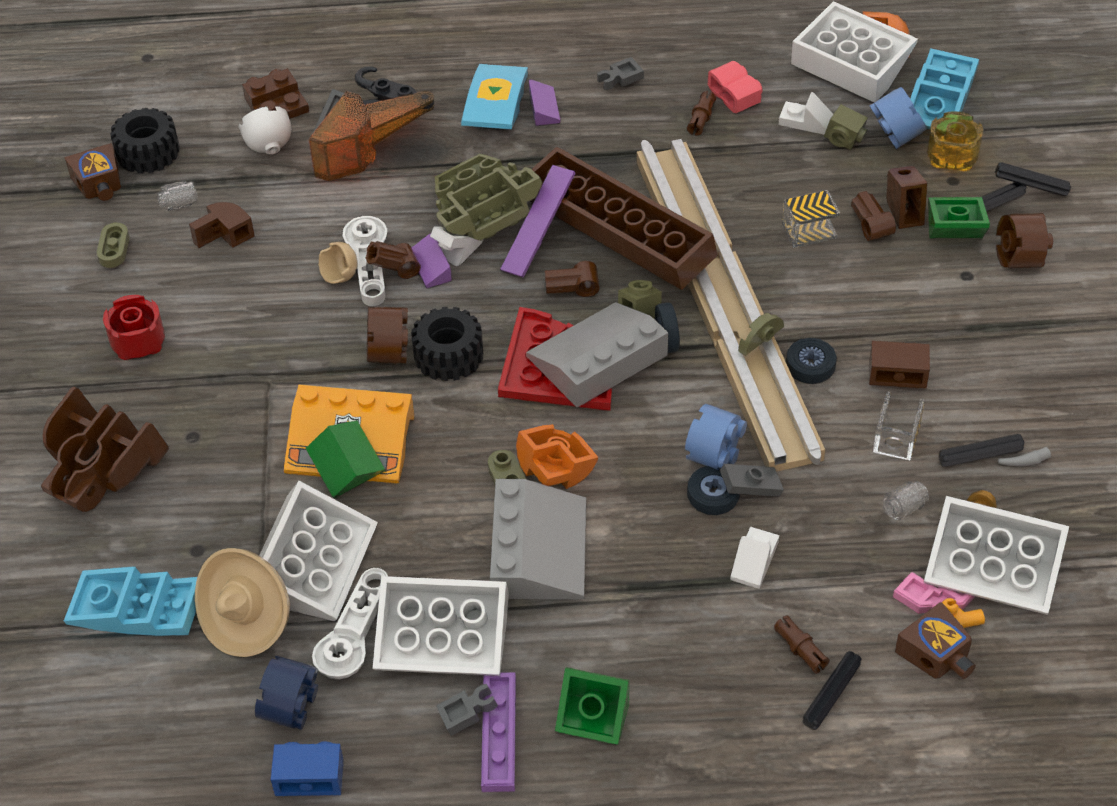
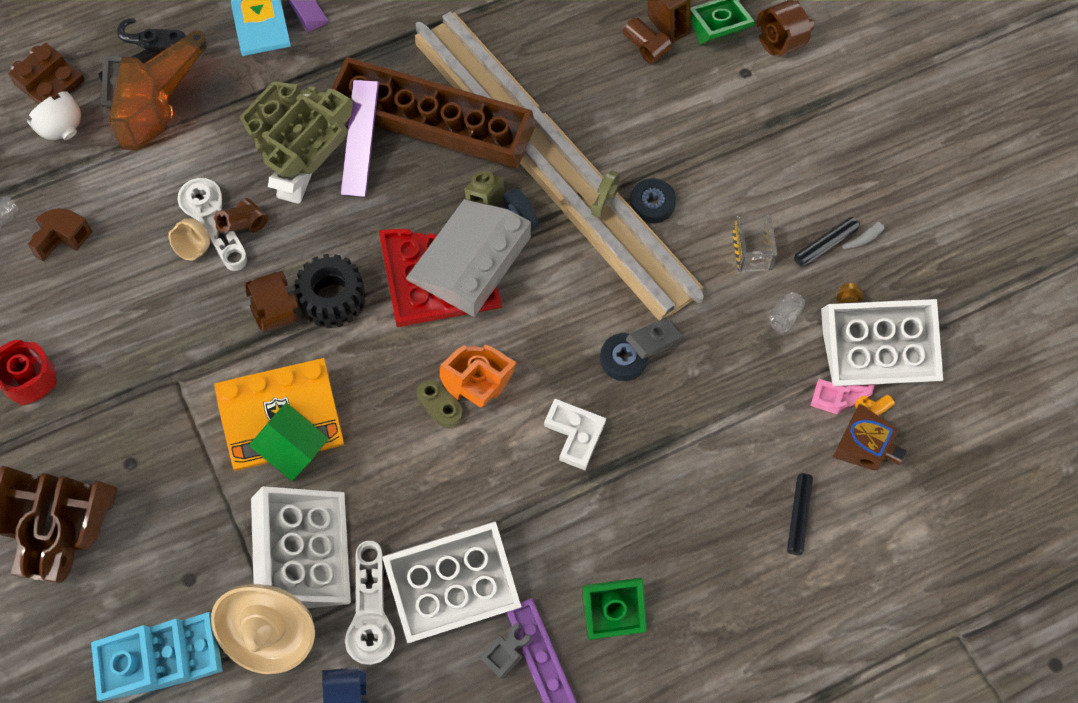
camera: 25 degrees left, 15 degrees up
(434, 265) = (280, 211): medium lavender slope -> none
(538, 540) = (496, 462): light grey slope -> none
(581, 278) = (419, 183): reddish brown piece -> none
(636, 539) = (581, 428): none -> white plate
(715, 437) = (610, 309): medium blue brick -> none
(754, 557) = (685, 410): white slope -> none
(801, 644) = (758, 480): reddish brown pin -> none
(808, 218) = (595, 59): piece -> none
(893, 361) = (730, 182): reddish brown brick -> none

